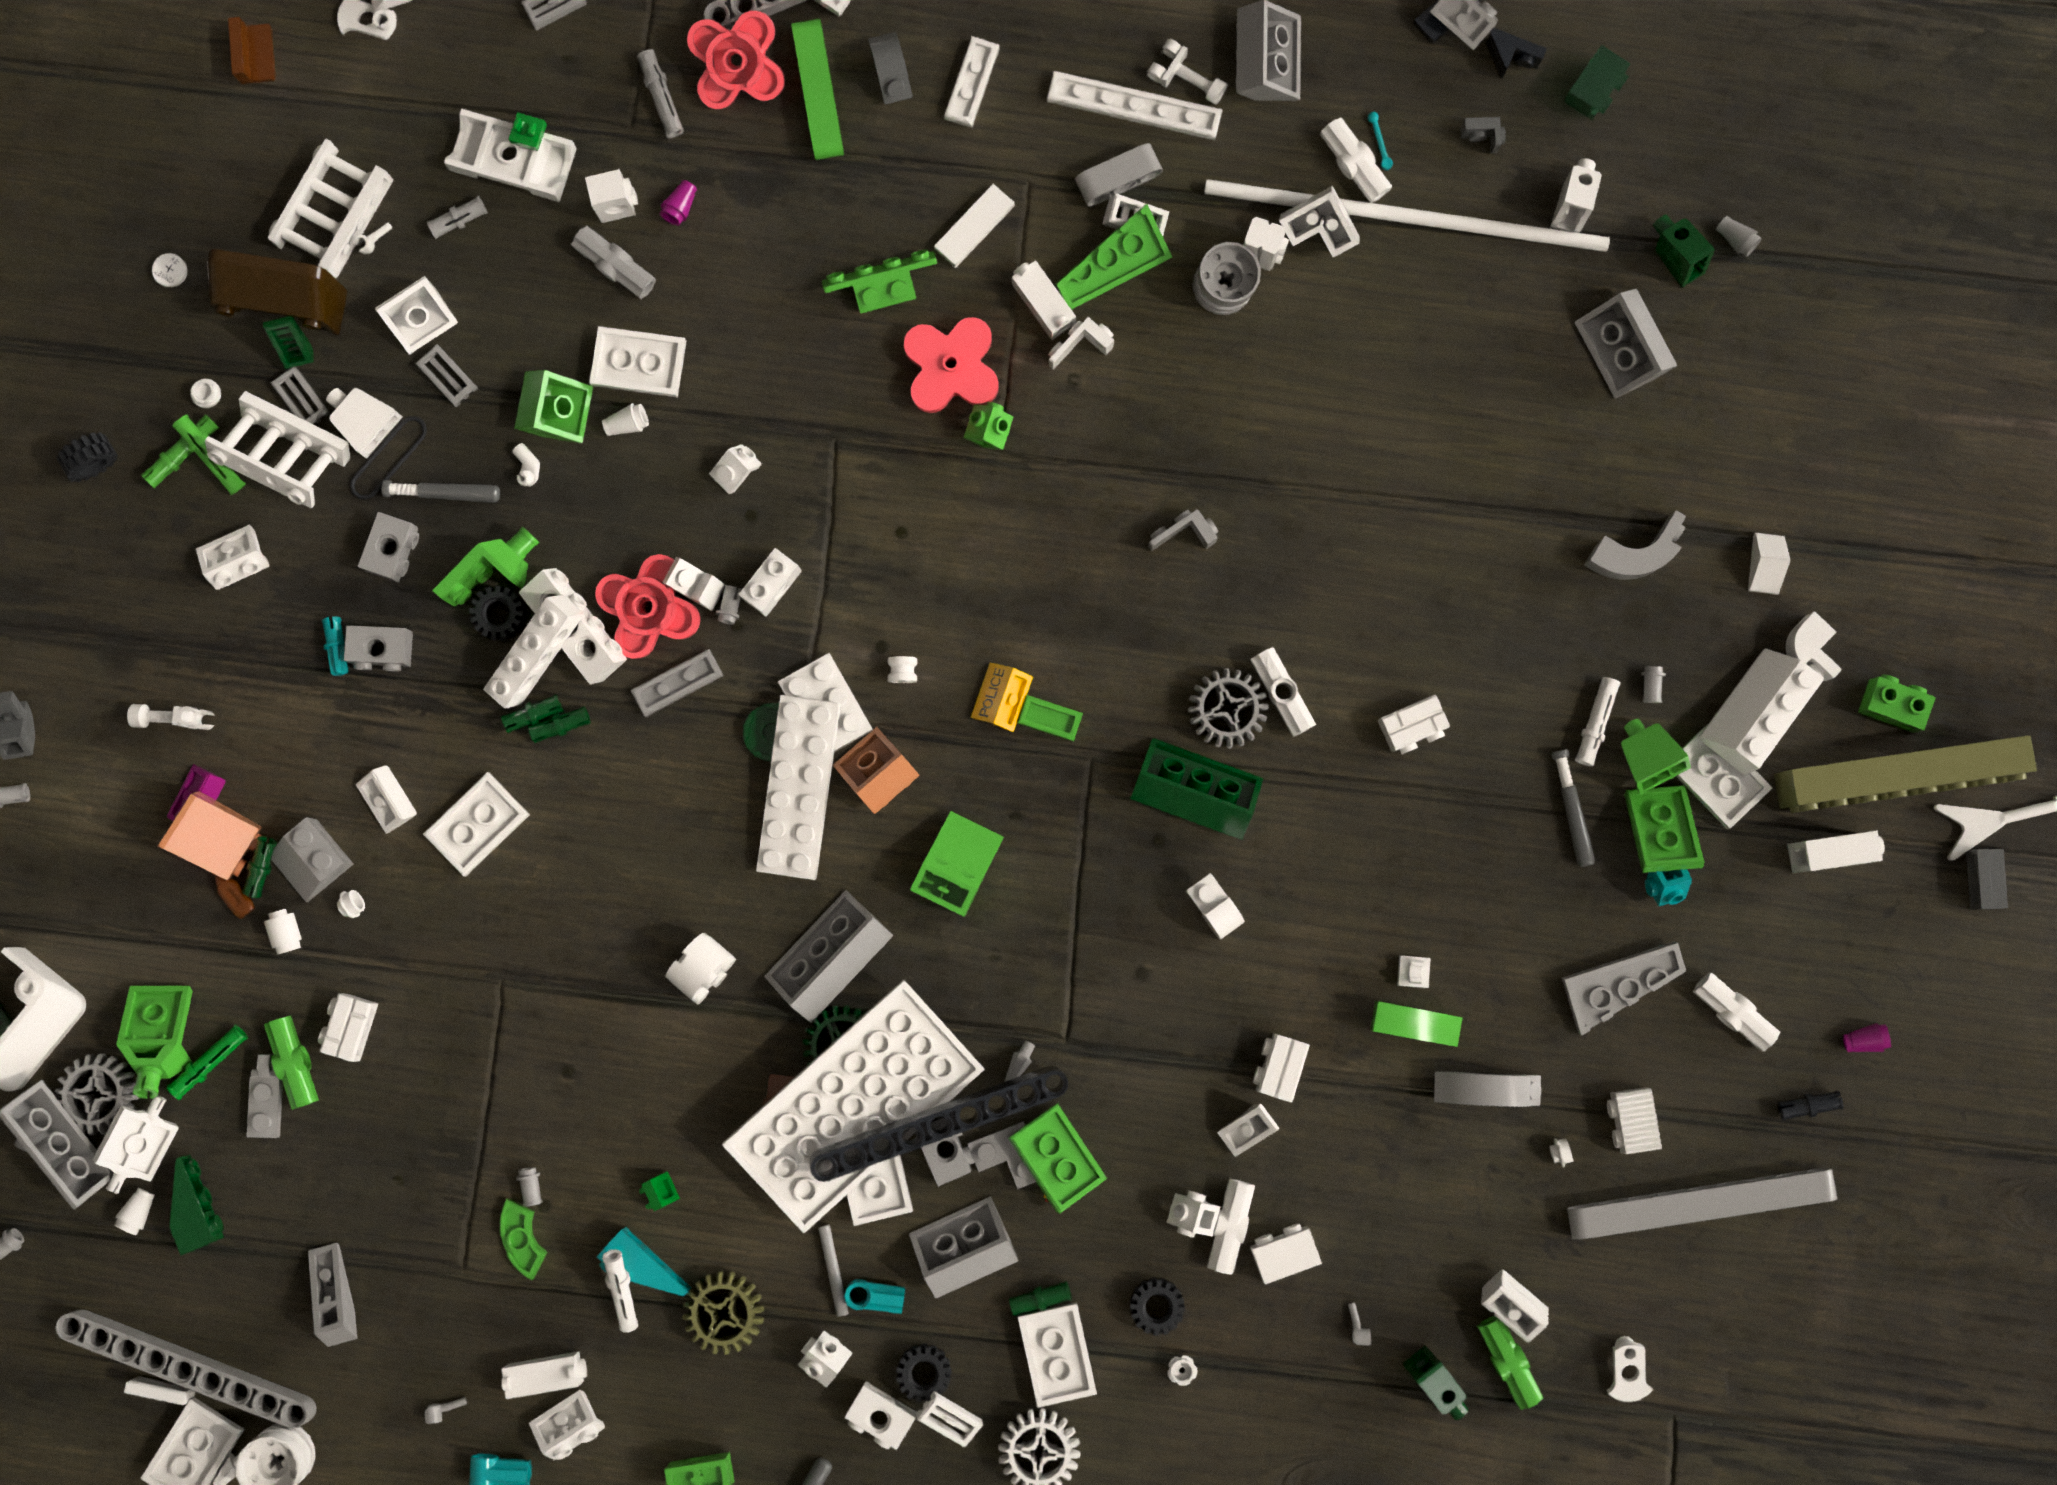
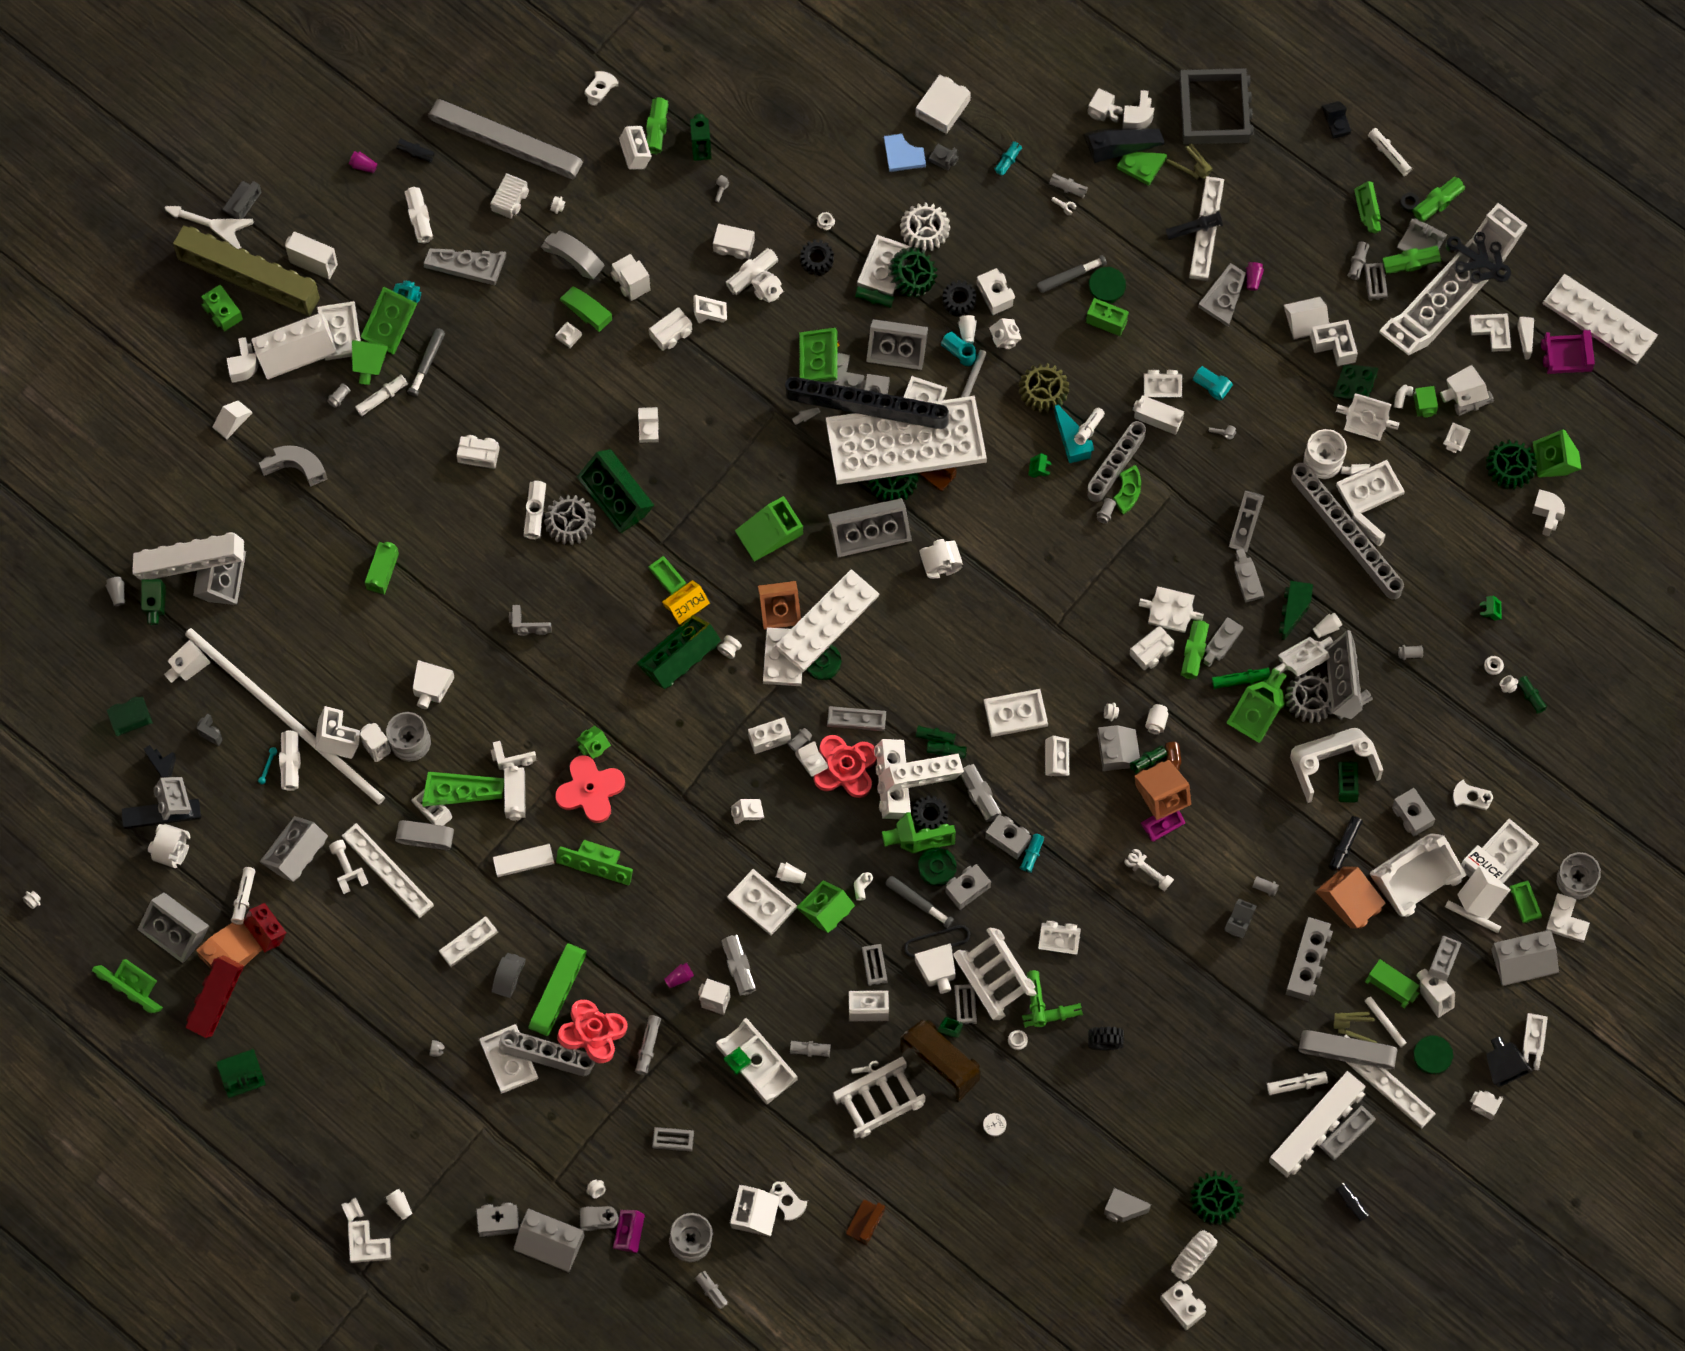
camera: 150 degrees left, 15 degrees down
(284, 1214) = (1247, 577): none -> light grey hinge
(358, 1100) = (1171, 609): none -> white plate
(444, 548) = (937, 866): none -> dark green tile
(450, 682) = (980, 793): none -> light grey piece
(550, 1280) = (1118, 453): none -> light grey beam
(883, 1333) = (967, 328): none -> white cone
(931, 1407) = (957, 268): white tile -> none
(963, 620) = (679, 651): none -> dark green slope
(1016, 1391) = (918, 268): none -> dark green gear
(1251, 372) = (431, 683): none -> white torso
(1388, 1108) = (631, 276): none -> white brick
(1424, 485) = (382, 567): none -> bright green brick
(1677, 322) = (188, 556): none -> white brick

